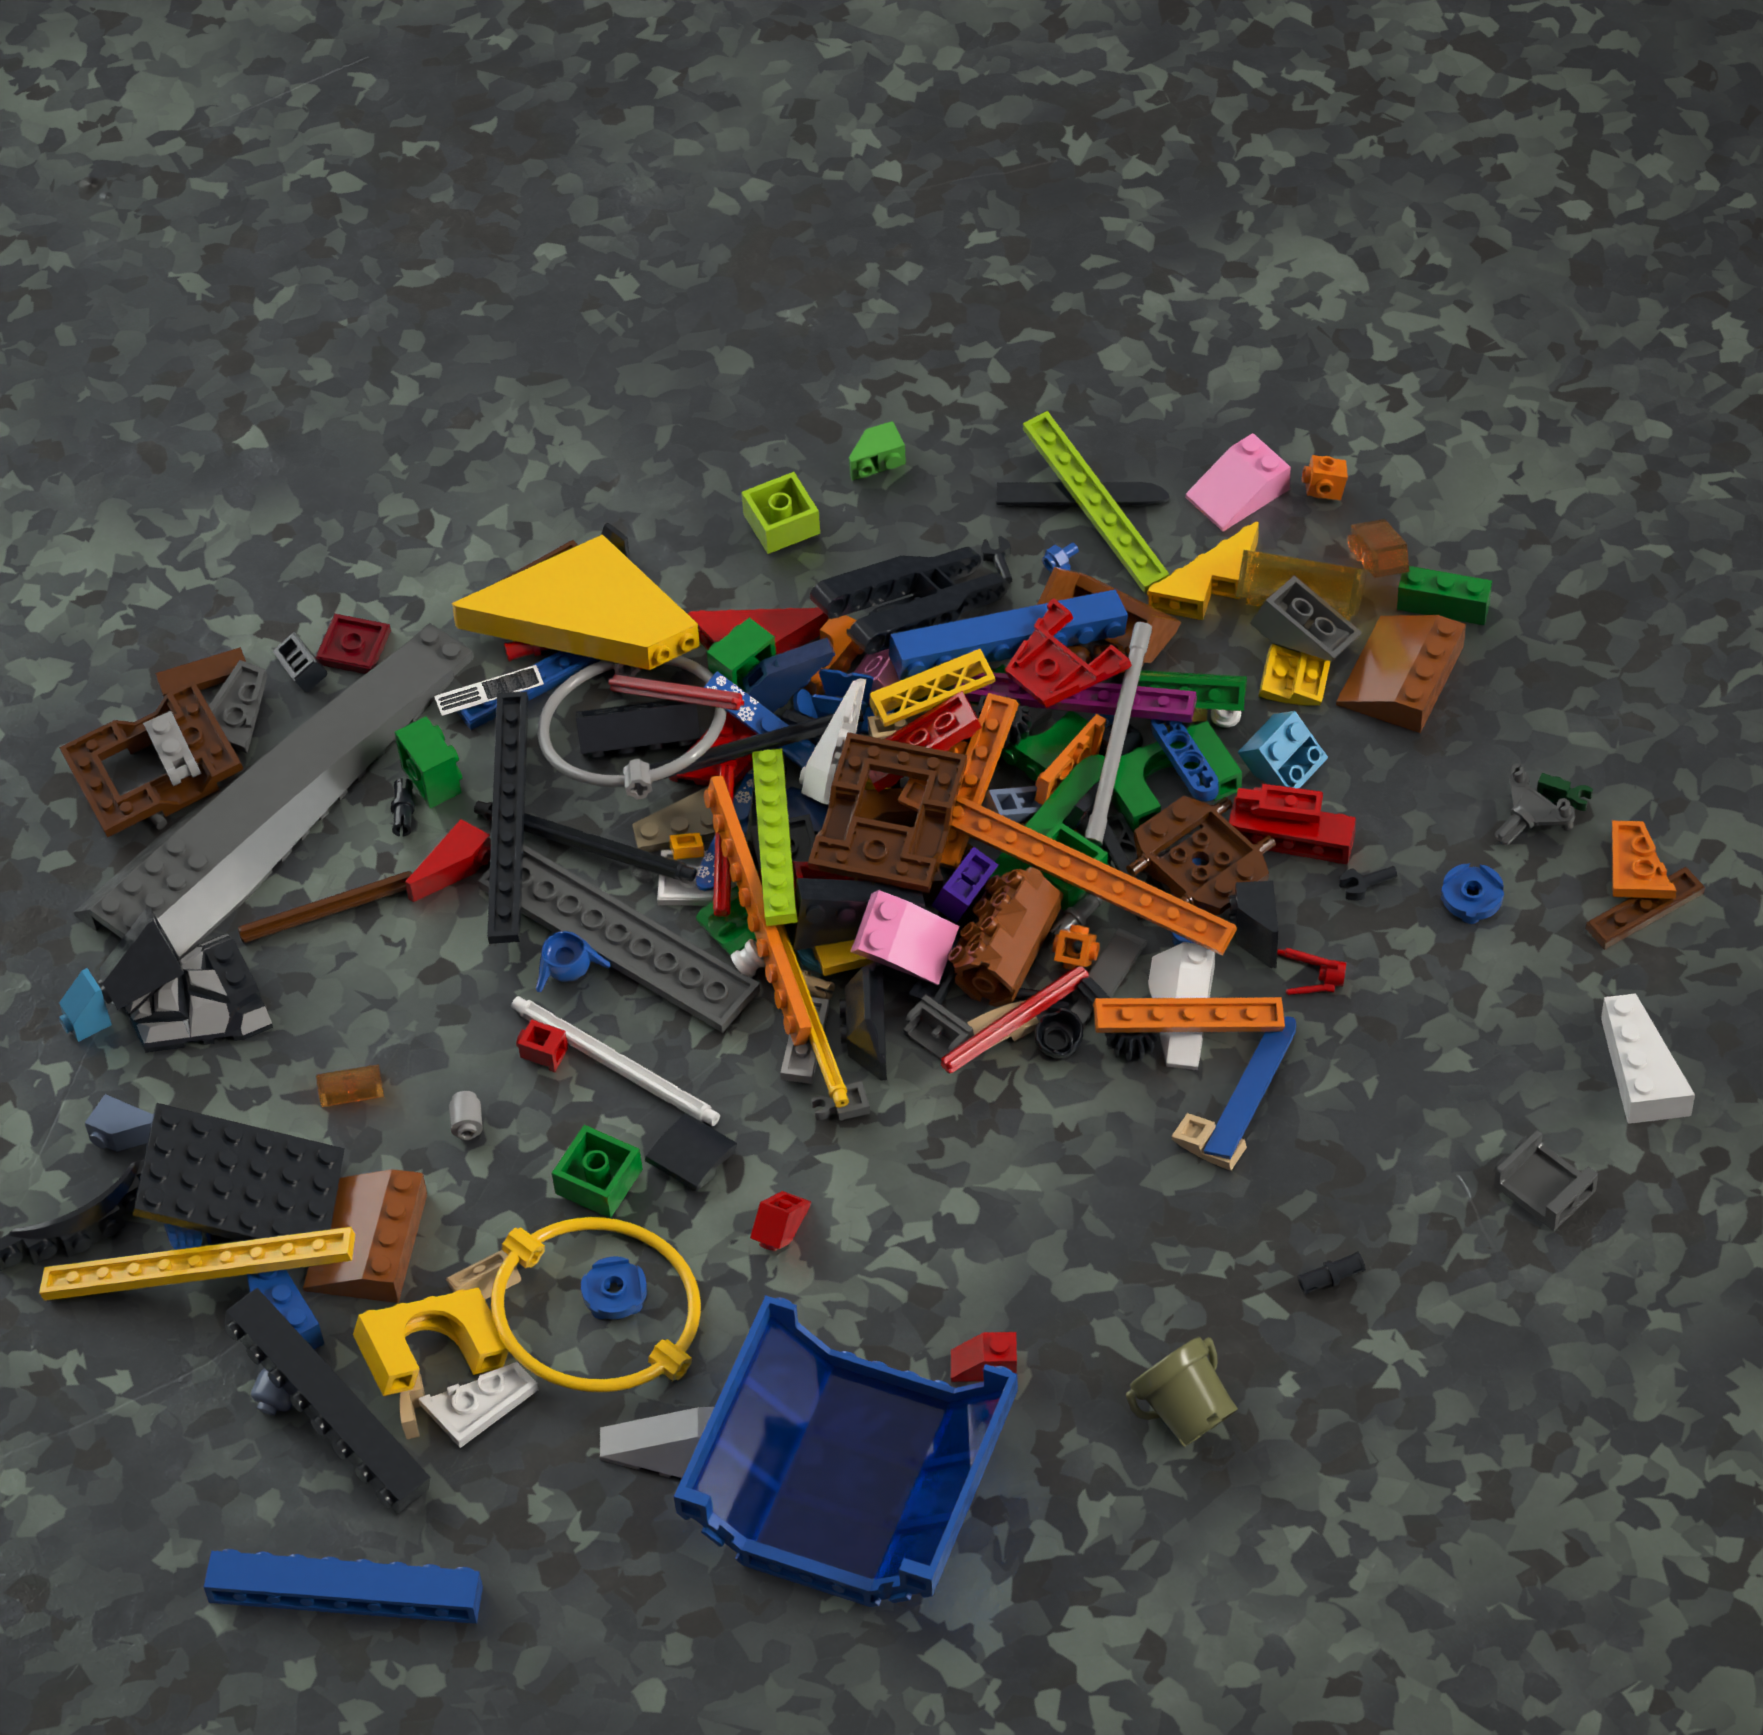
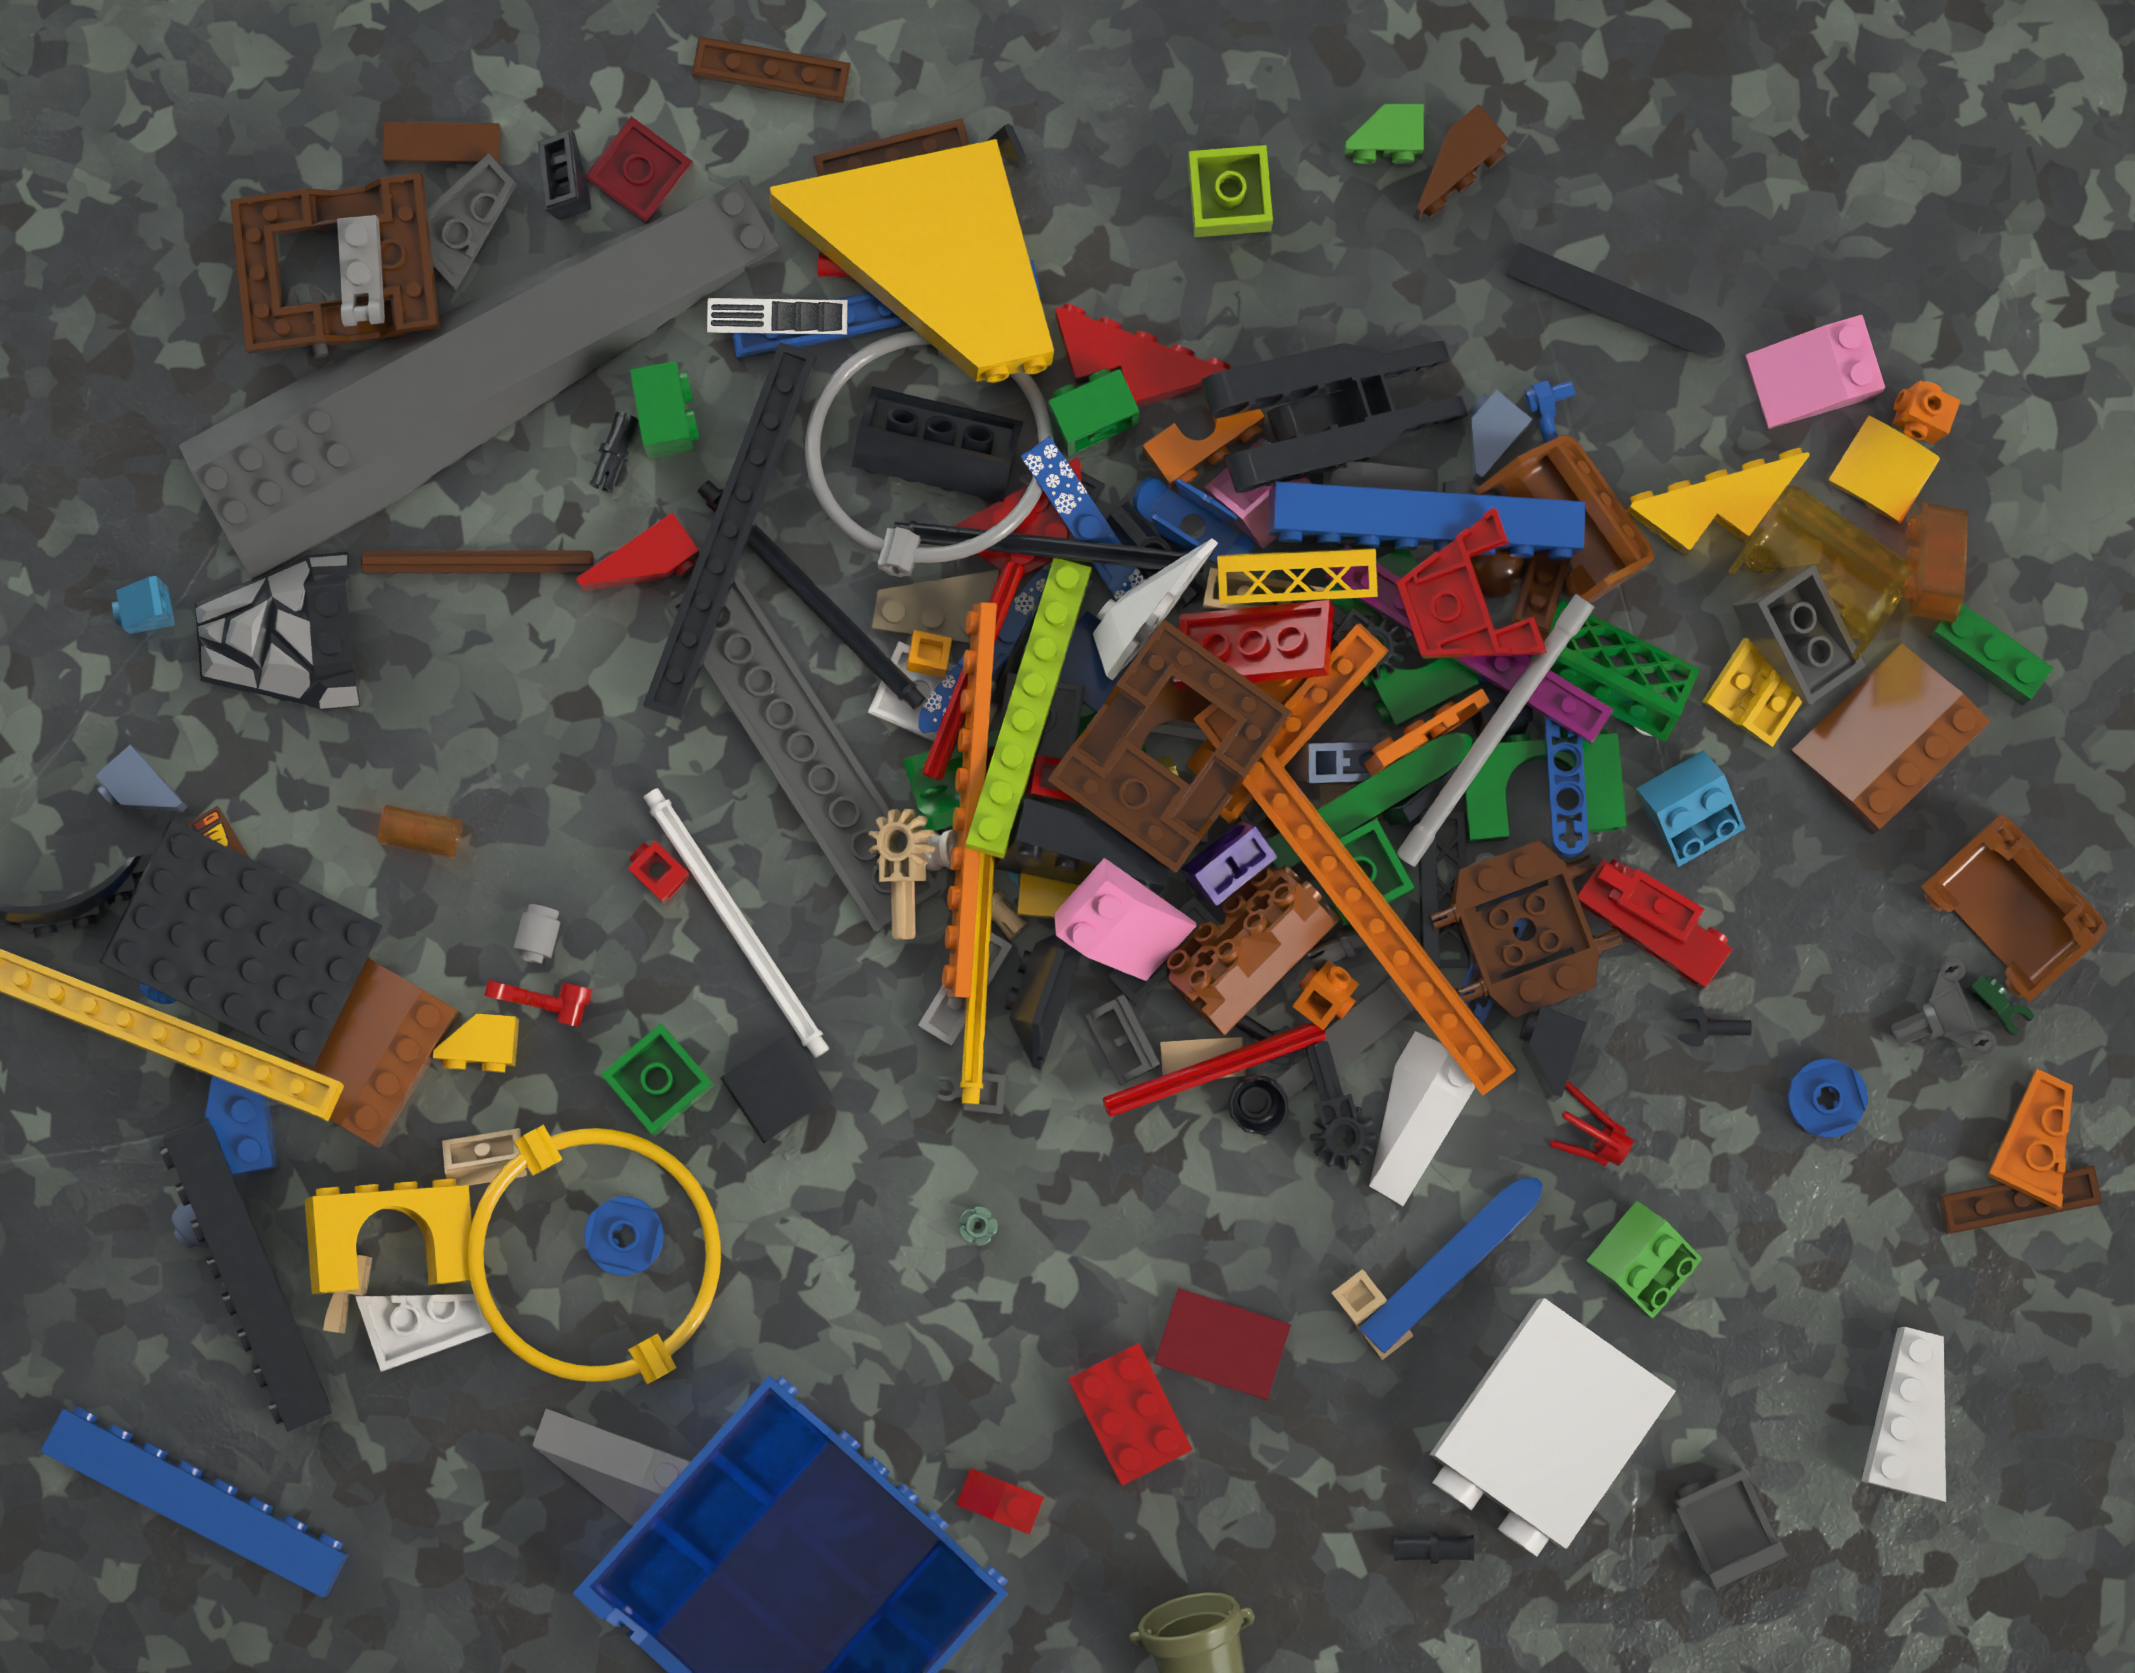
camera: 15 degrees right, 30 degrees up
(139, 962) = (224, 581): black slope -> none
(424, 558) = (771, 69): none -> reddish brown tile
(450, 1199) = (483, 1041): none -> yellow slope
(509, 1154) = (569, 1003): none -> red brick
(566, 958) = (728, 762): blue piece -> none
(676, 692) = (993, 437): red axle -> none
(725, 968) = (902, 867): none -> tan gear
(779, 1220) = (843, 1223): red slope -> none
(784, 674) = (1135, 464): dark blue slope -> none
(886, 1195) = (981, 1236): none -> sand green plate
(936, 440) = (1466, 149): none -> reddish brown slope
(998, 556) = (1474, 362): black bar -> none
(1029, 581) = (1493, 431): none -> sand blue slope
(1057, 1264) = (1130, 1414): none -> red brick
(1095, 500) = (1625, 331): lime plate -> none
(1105, 1200) = (1222, 1344): none -> dark red tile
(1188, 1015) = (1414, 1153): orange plate -> none
(1315, 522) = (1884, 469): none -> yellow slope
(1376, 1153) = (1548, 1428): none -> white brick
(1393, 1032) = (1644, 1259): none -> bright green slope
(1541, 730) = (2017, 906): none -> dark orange windscreen

